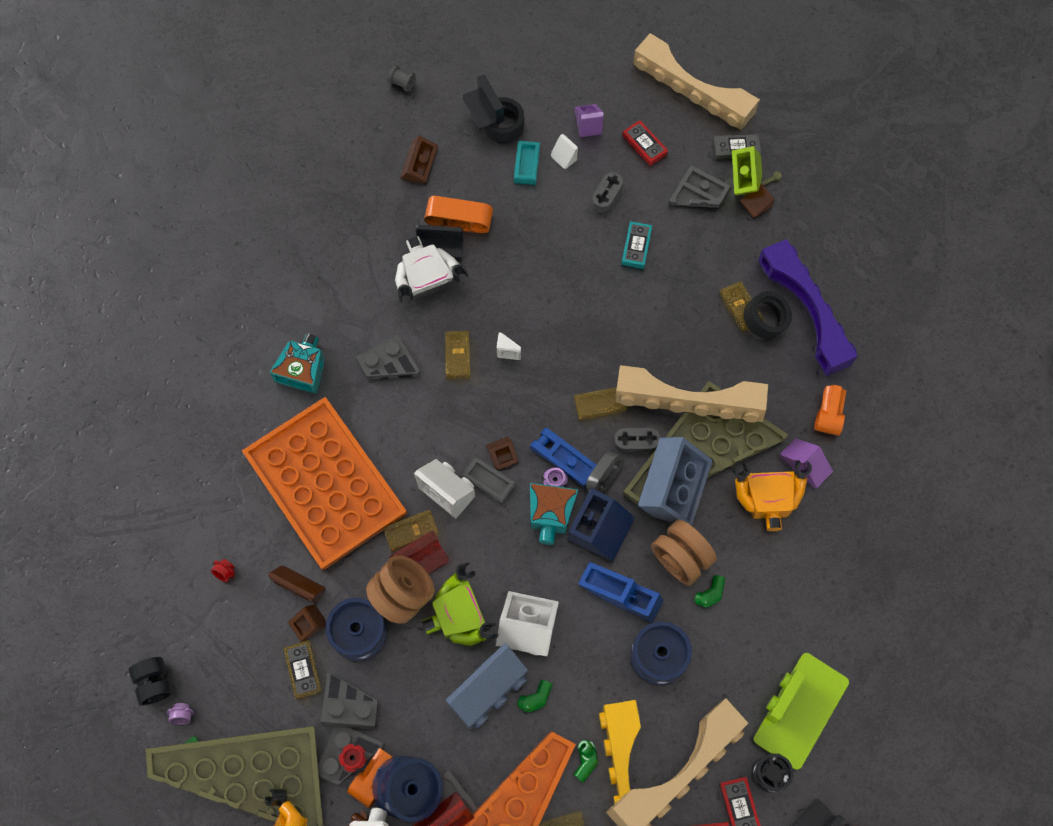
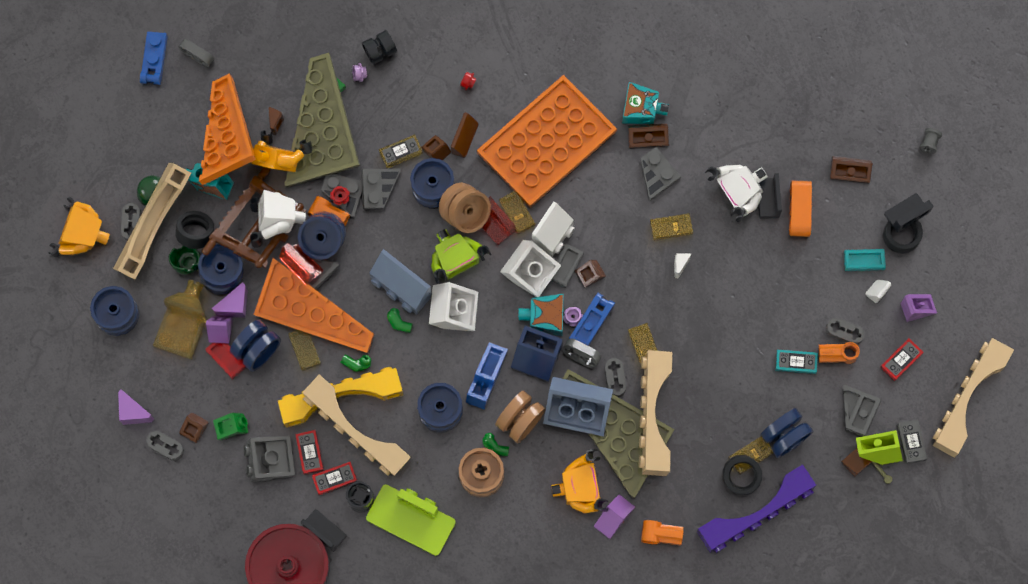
camera: 85 degrees right, 5 degrees up
(338, 365) = (648, 135): none -> reddish brown slope
(488, 520) = (530, 268): none -> white slope
(633, 200) = (835, 353): none -> orange piece
(726, 259) = (788, 435): none -> dark blue wheel
(759, 600) = (481, 460): none -> medium nougat wheel

